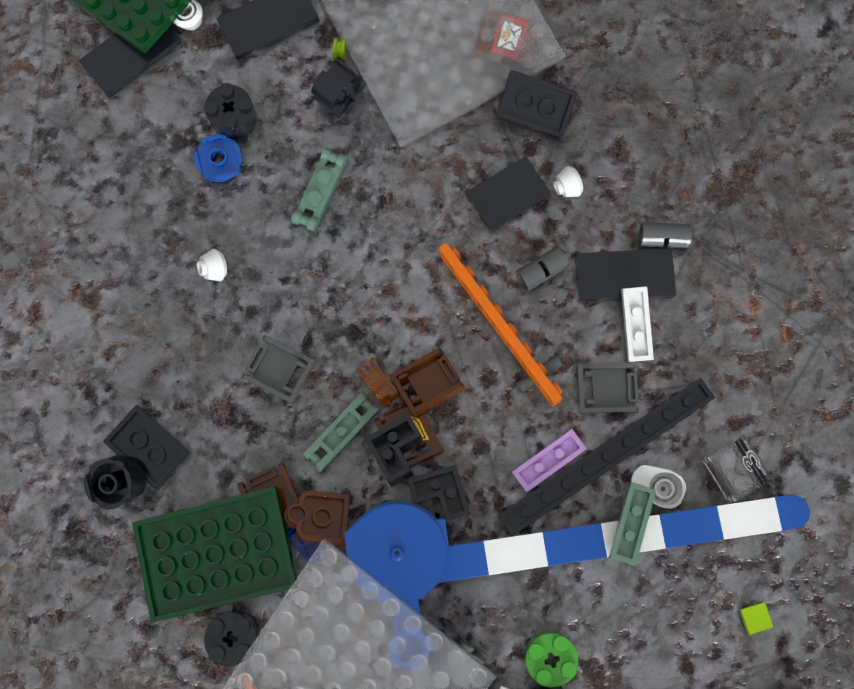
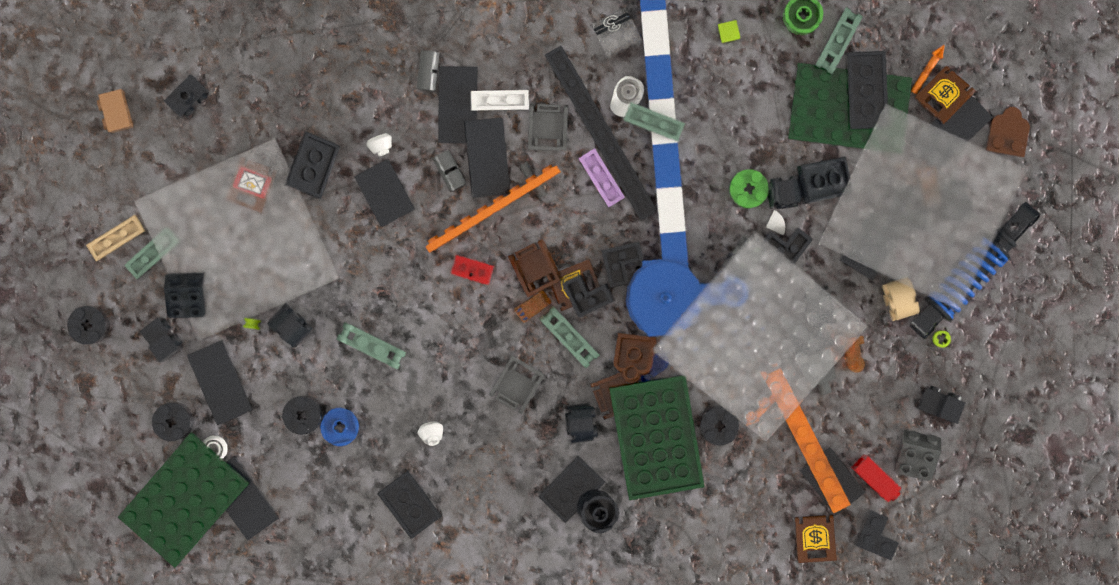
camera: 90 degrees left, 10 degrees up
(124, 247) = (409, 504): none -> black tile
(229, 450) = (580, 423): none -> black brick
(420, 302) = (464, 266): none -> red window
(563, 313) = (487, 157): none -> black tile

